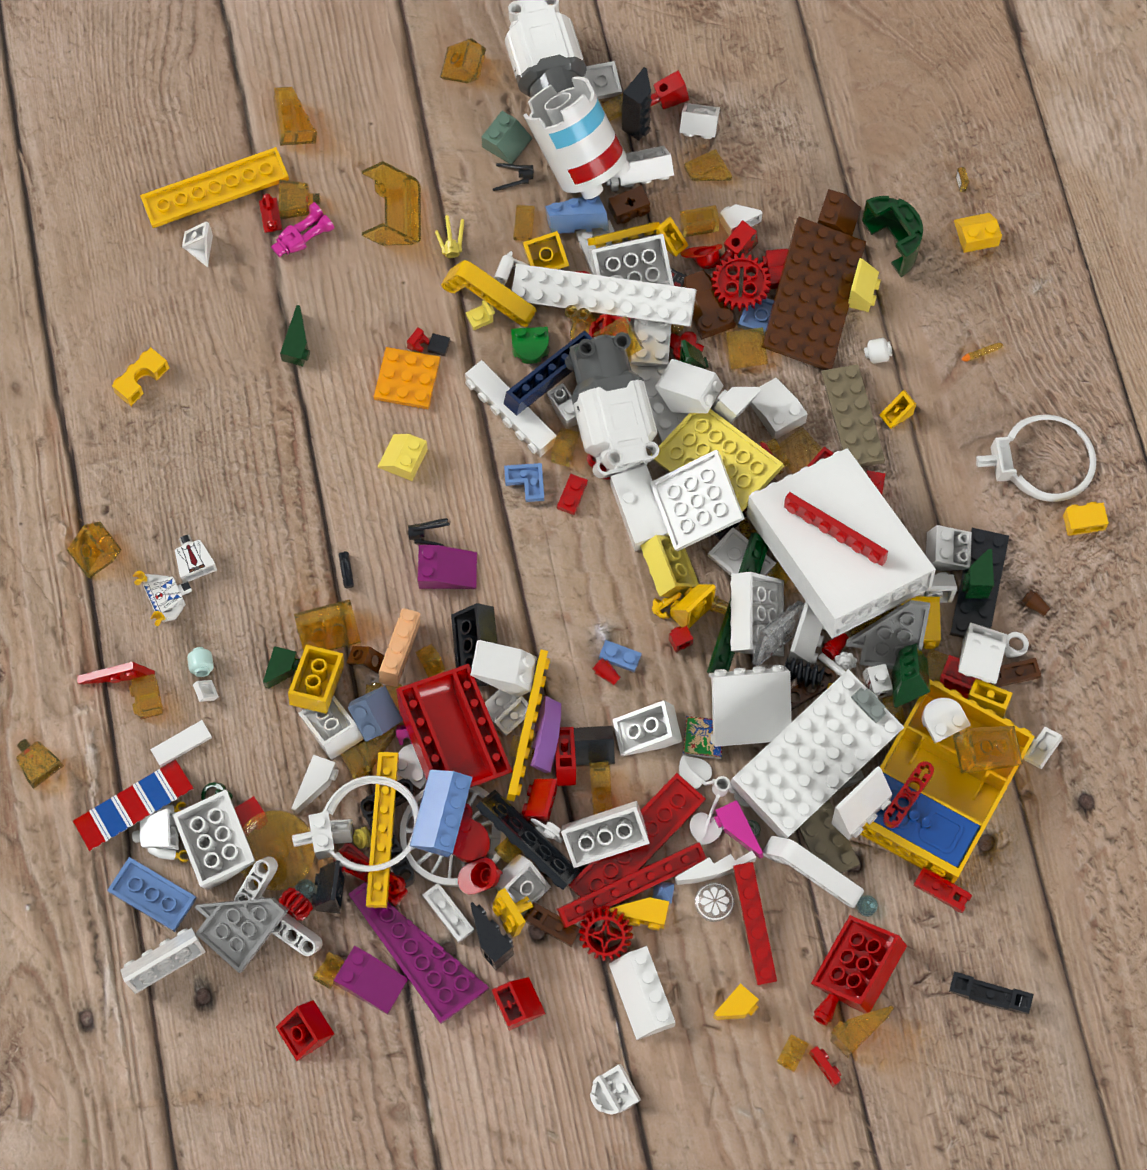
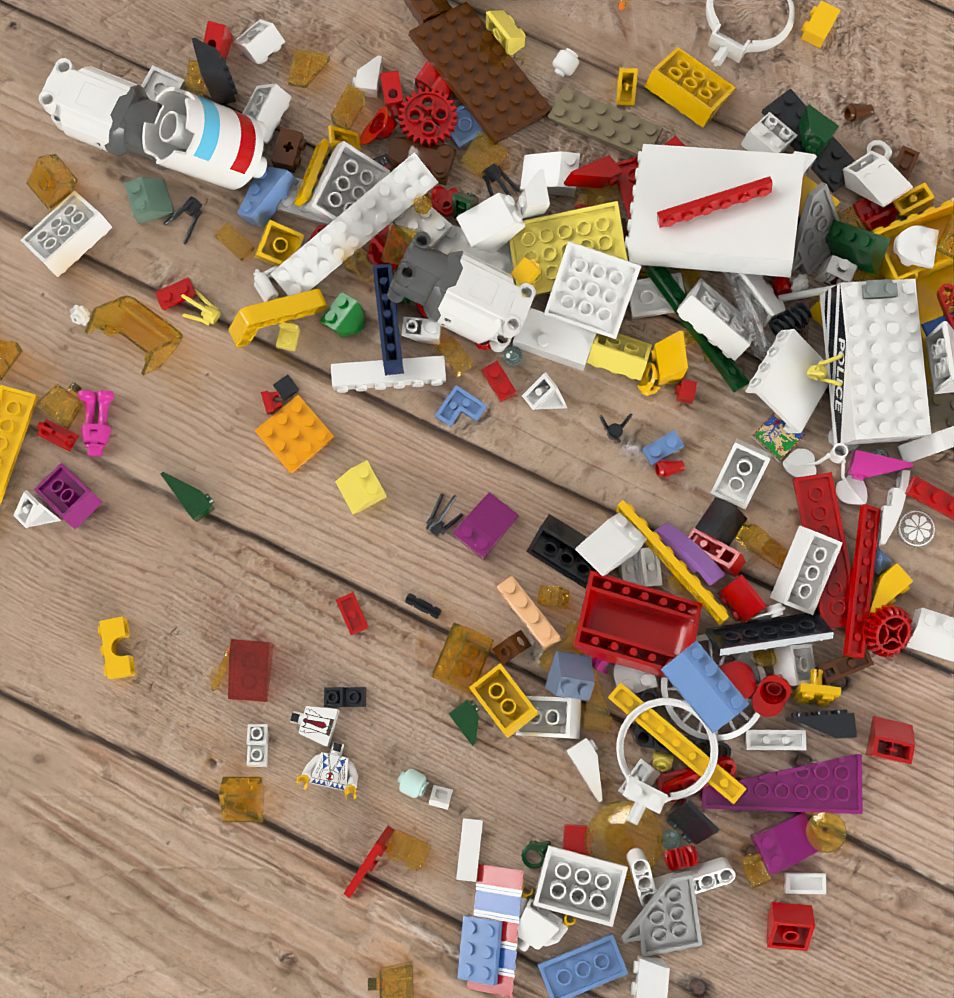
camera: 50 degrees left, 10 degrees up
(108, 805) = (480, 950): none -> medium blue plate
(144, 530) = (257, 745): none -> white slope
(182, 462) = (221, 670): none -> clear yellow piece
(197, 481) = (249, 670): none -> clear red slope
(228, 256) = (68, 496): none -> magenta slope
(229, 565) = (344, 696): none -> black slope
(298, 522) = (352, 613): none -> red plate
(350, 1020) = (804, 883): none -> white tile
(374, 158) = (79, 315): none -> white plant
(394, 999) = (835, 833): none -> clear yellow dish
(430, 103) = (66, 233): none -> white slope
(441, 208) = (172, 294): none -> red plate
(588, 533) = (544, 395): none -> white slope
(601, 489) = (513, 356): none -> clear light blue tile
(602, 608) = (615, 430): none -> black plant
(662, 333) = (426, 204): none -> clear yellow plate
(671, 443) = (526, 271): none -> yellow brick
(735, 362) = (494, 173): none -> black plant
(774, 720) = (819, 371): none -> light yellow plant
(799, 437) = (597, 174): none -> red slope
(942, 457) = (689, 86): none -> yellow slope

